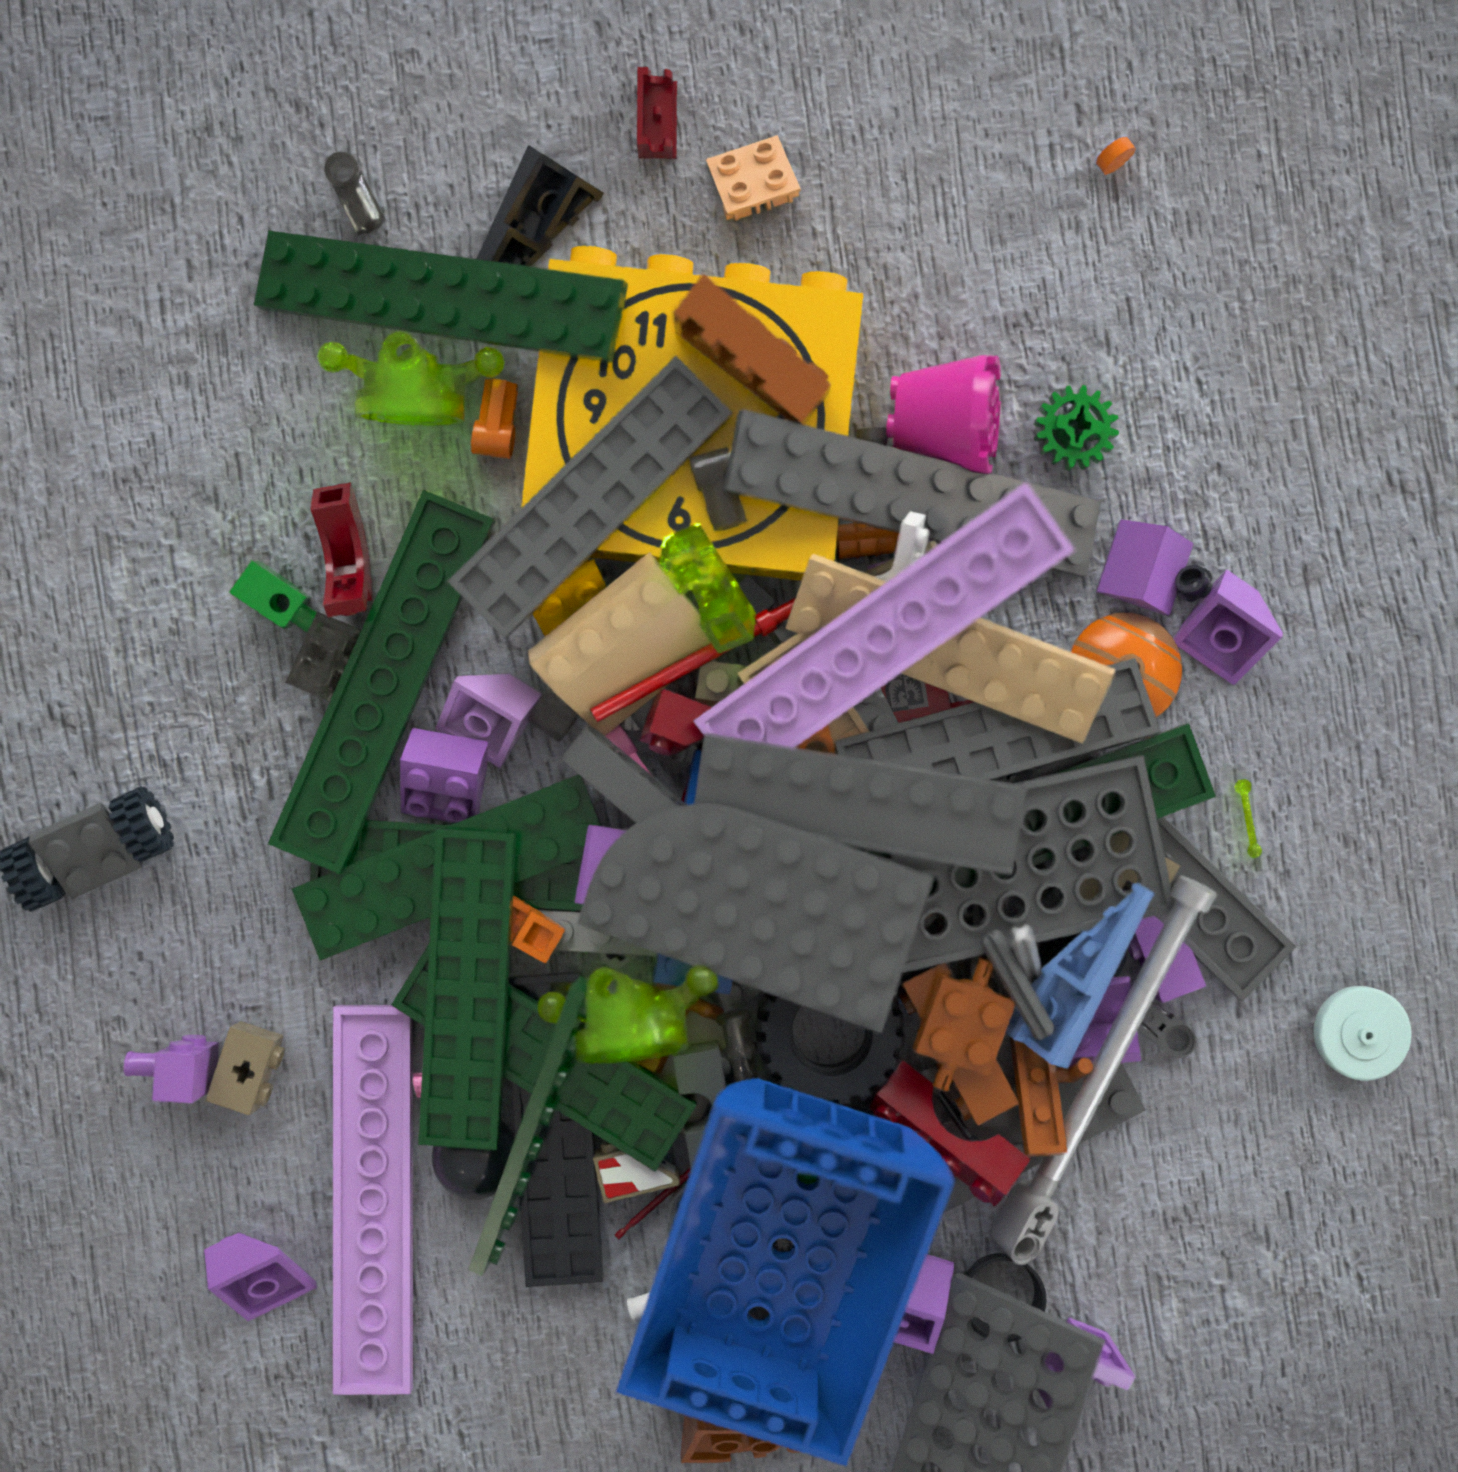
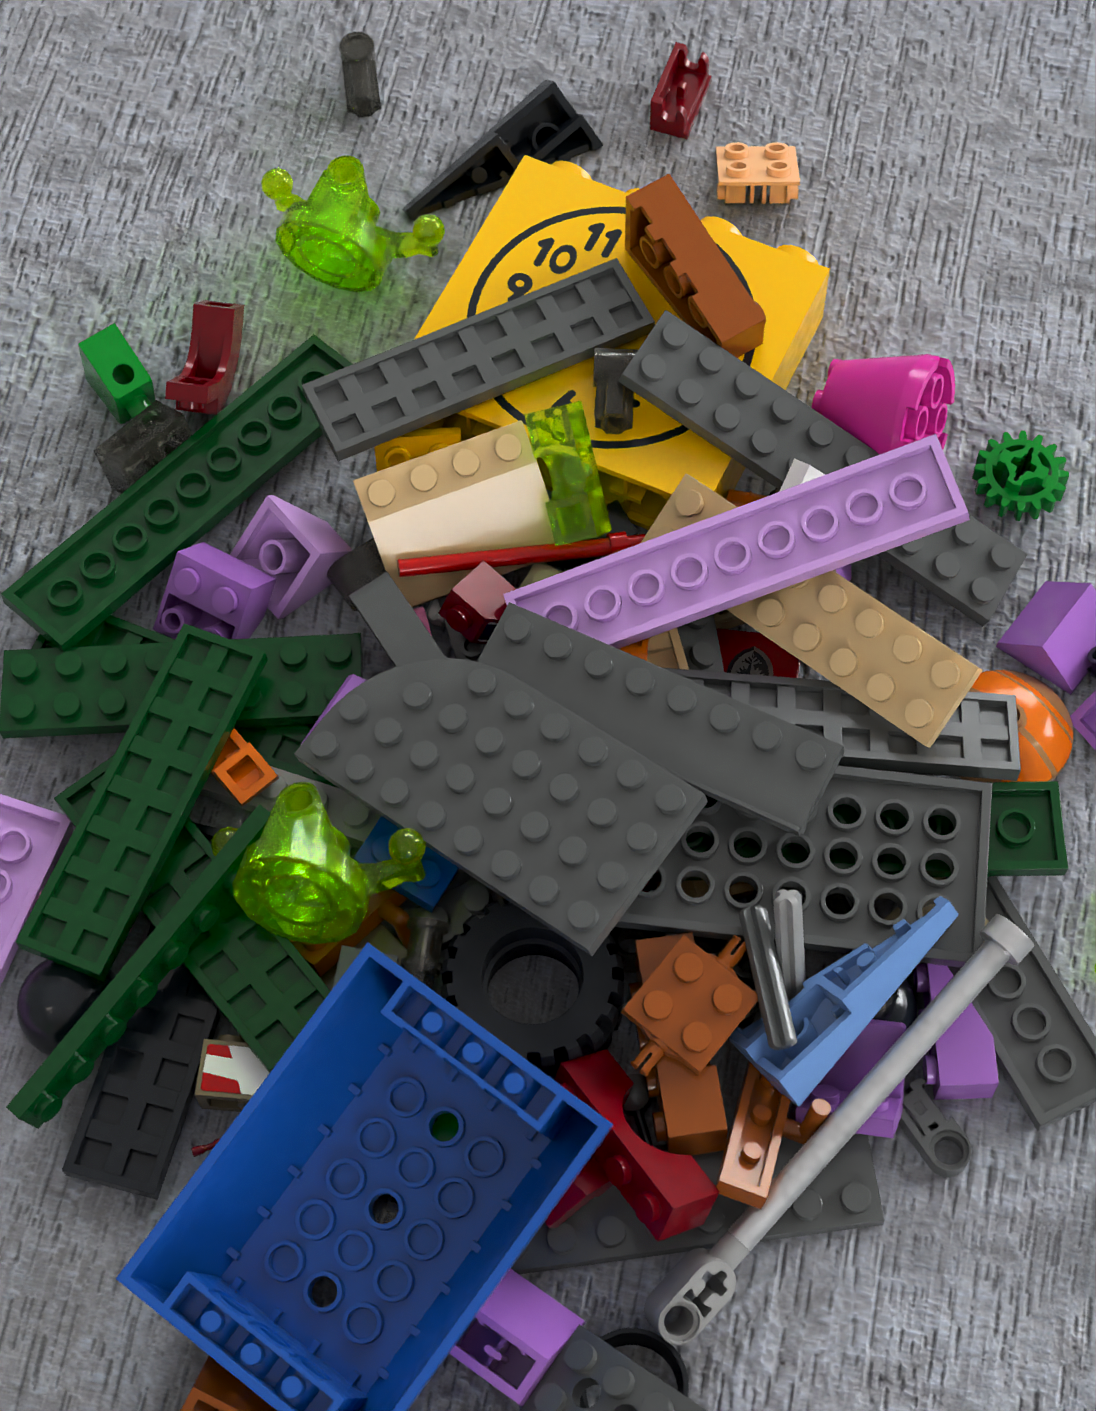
camera: 15 degrees right, 25 degrees down
(442, 295) = (411, 164): dark green plate -> none
(494, 430) = (412, 301): orange piece -> none

